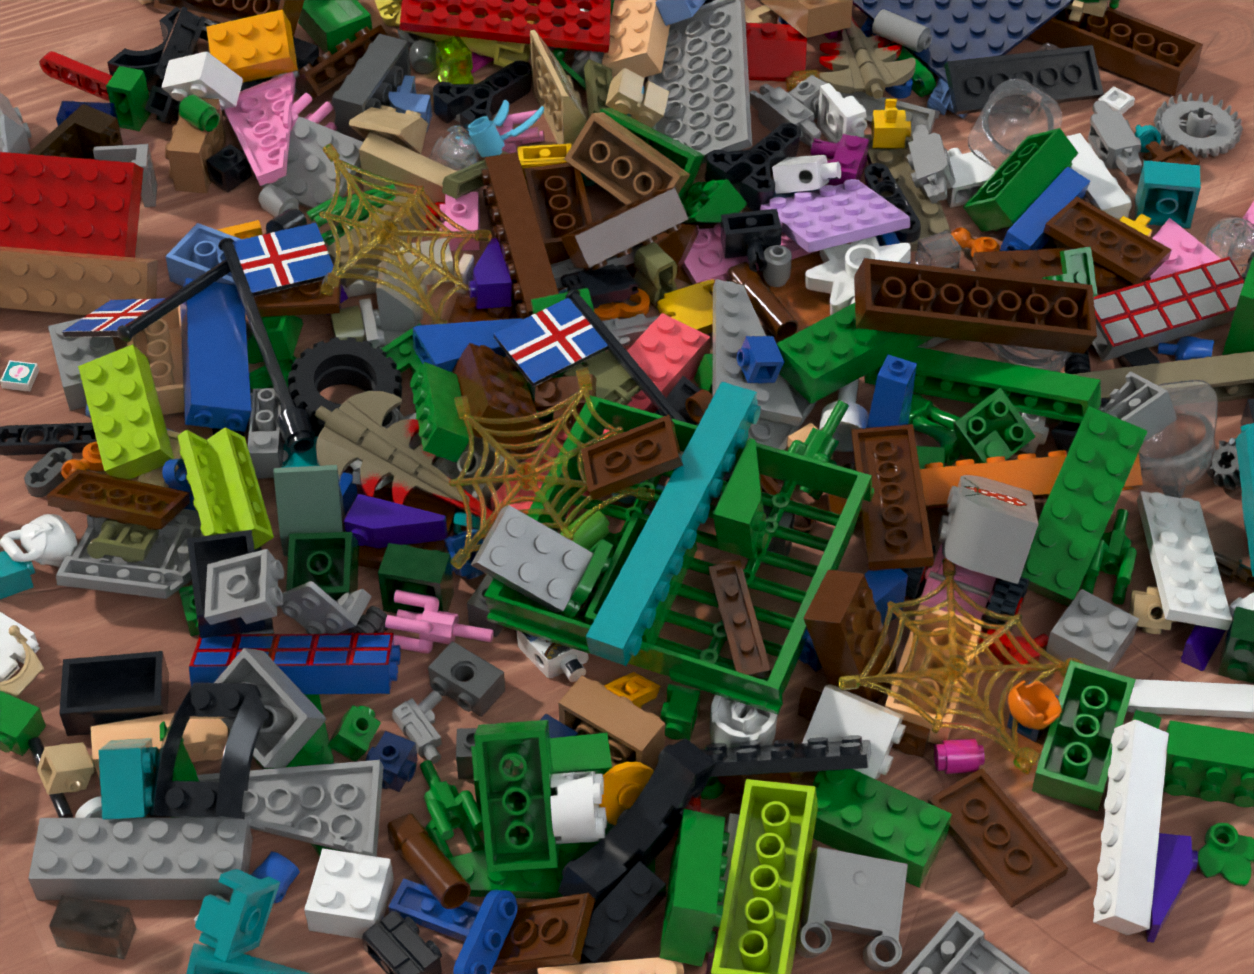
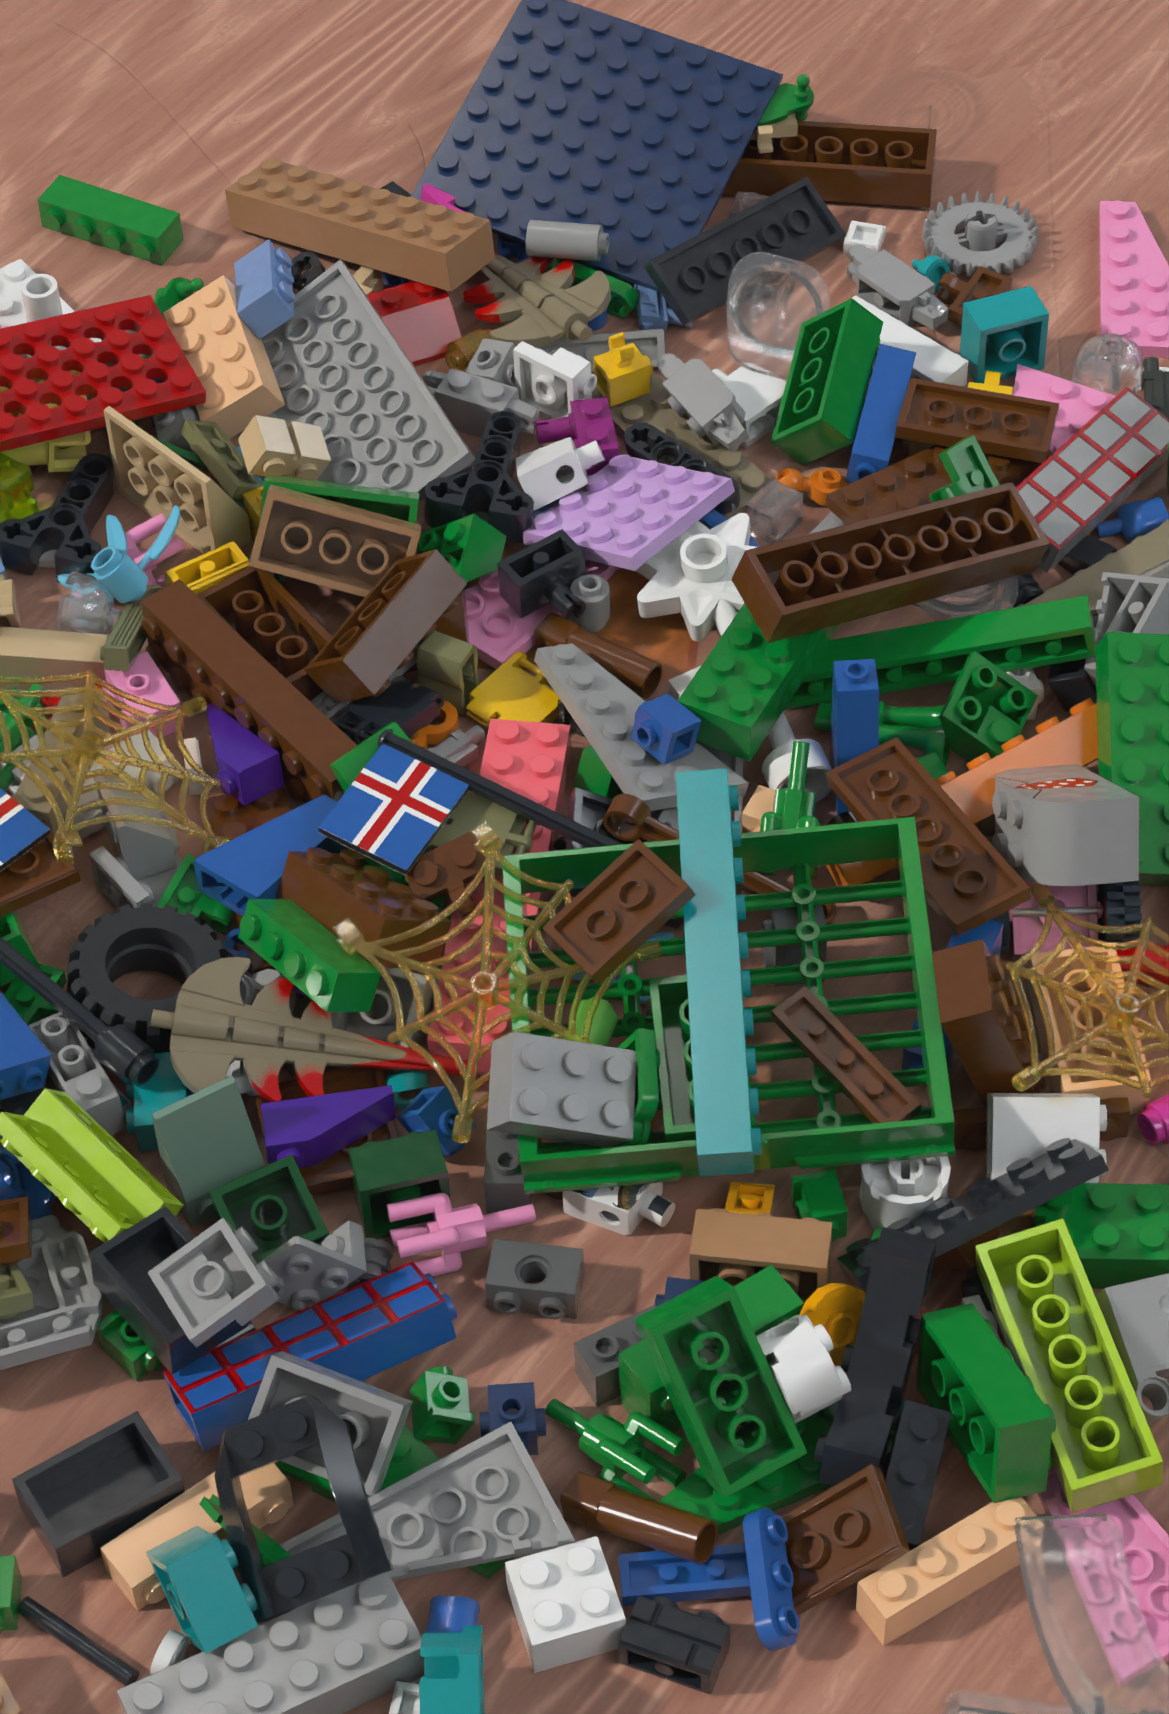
camera: 25 degrees left, 0 degrees up
(65, 768) = (98, 1616): tan brick -> none
(348, 324) = (91, 896): olive brick -> none
(417, 722) = (505, 1360): light grey piece -> none
(740, 511) = (785, 931): green slope -> none

